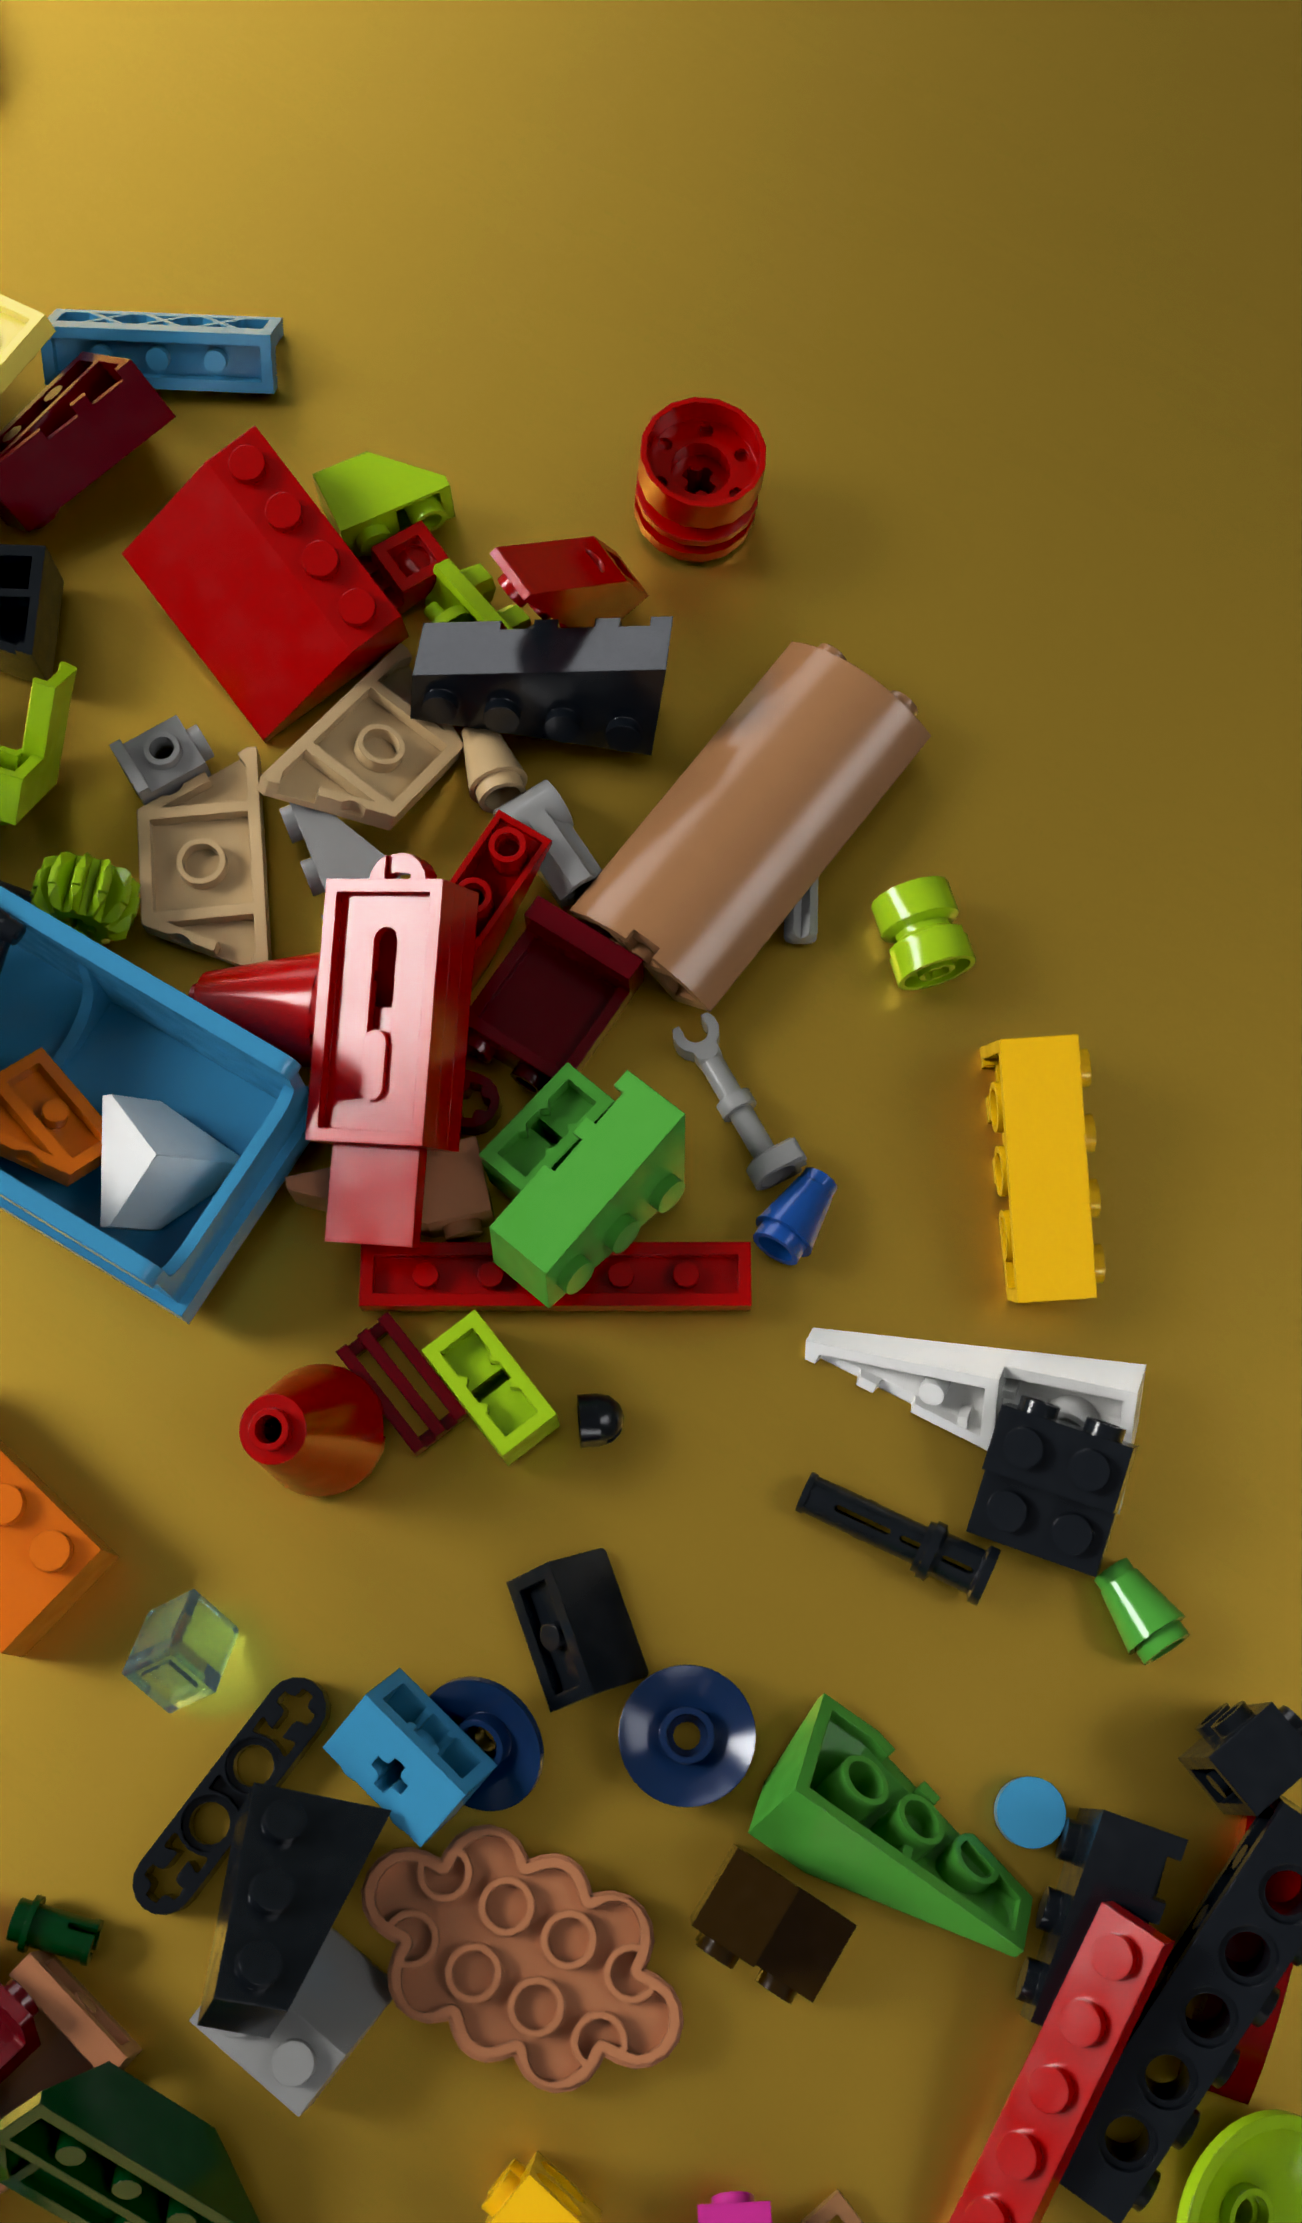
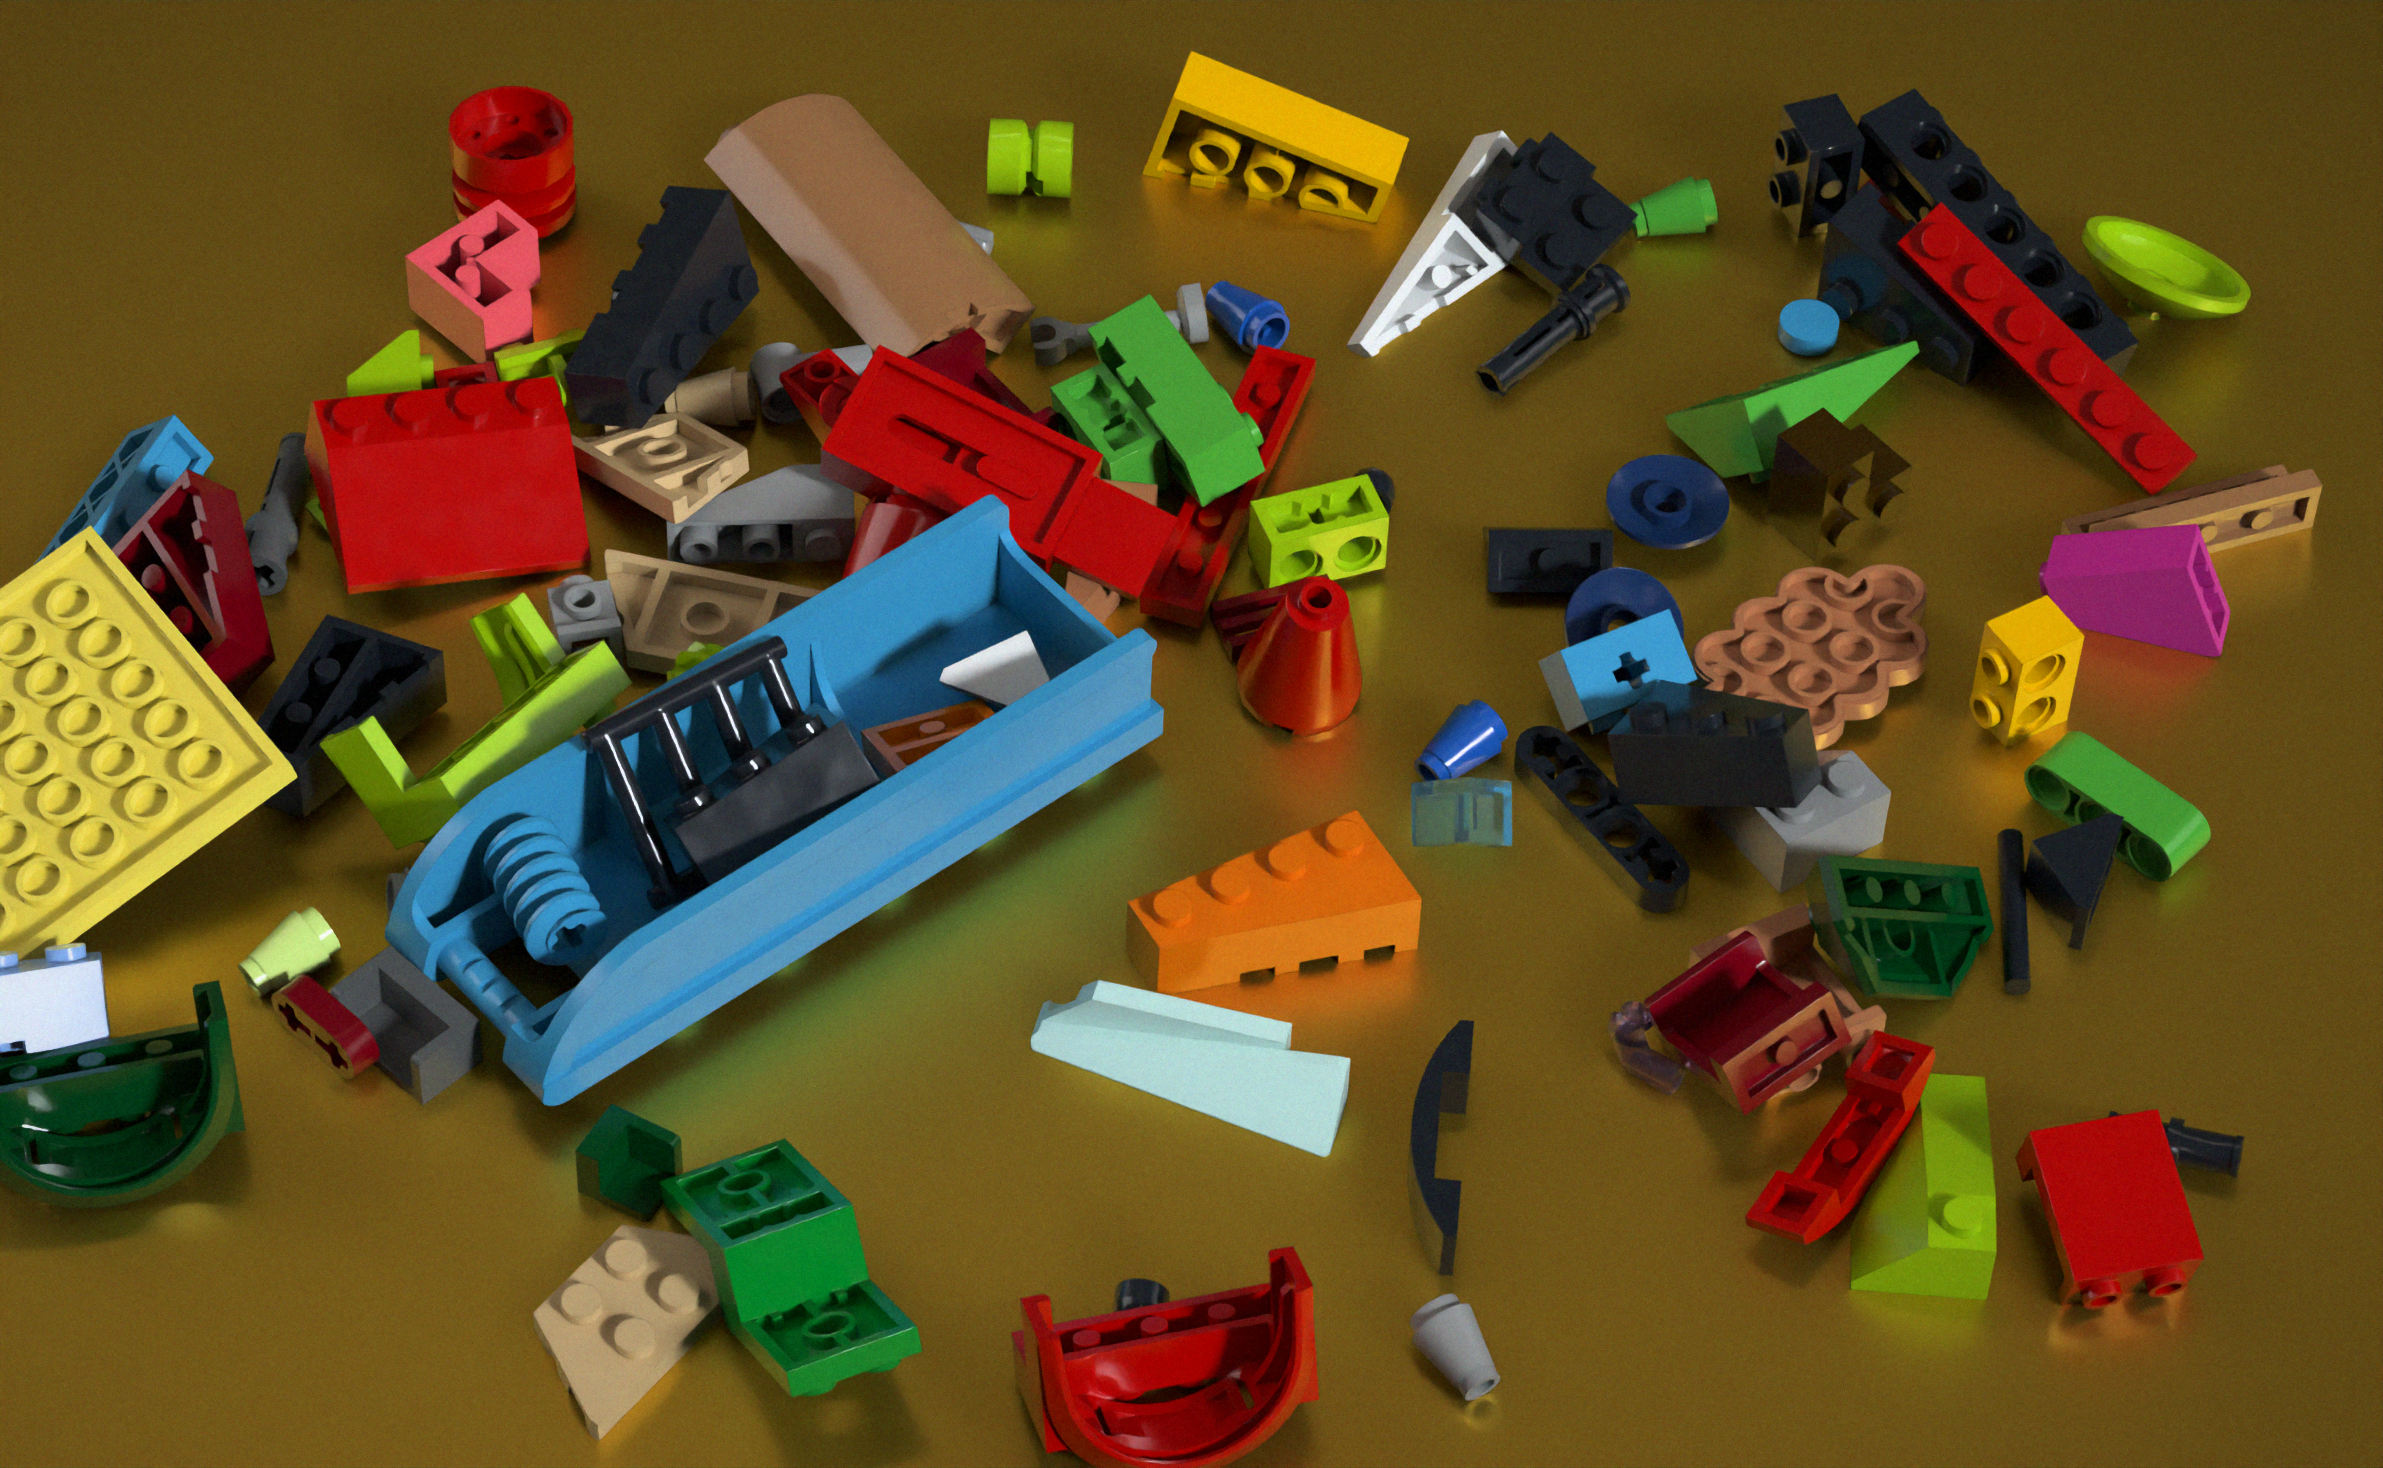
camera: 75 degrees left, 25 degrees down
(54, 1930) = (1672, 959): dark green pin -> none
(167, 474) = (273, 530): none -> dark grey pin
(277, 1621) = (1462, 743): none -> blue cone
(540, 499) = (478, 281): none -> coral brick
(569, 580) = (580, 270): red slope -> none

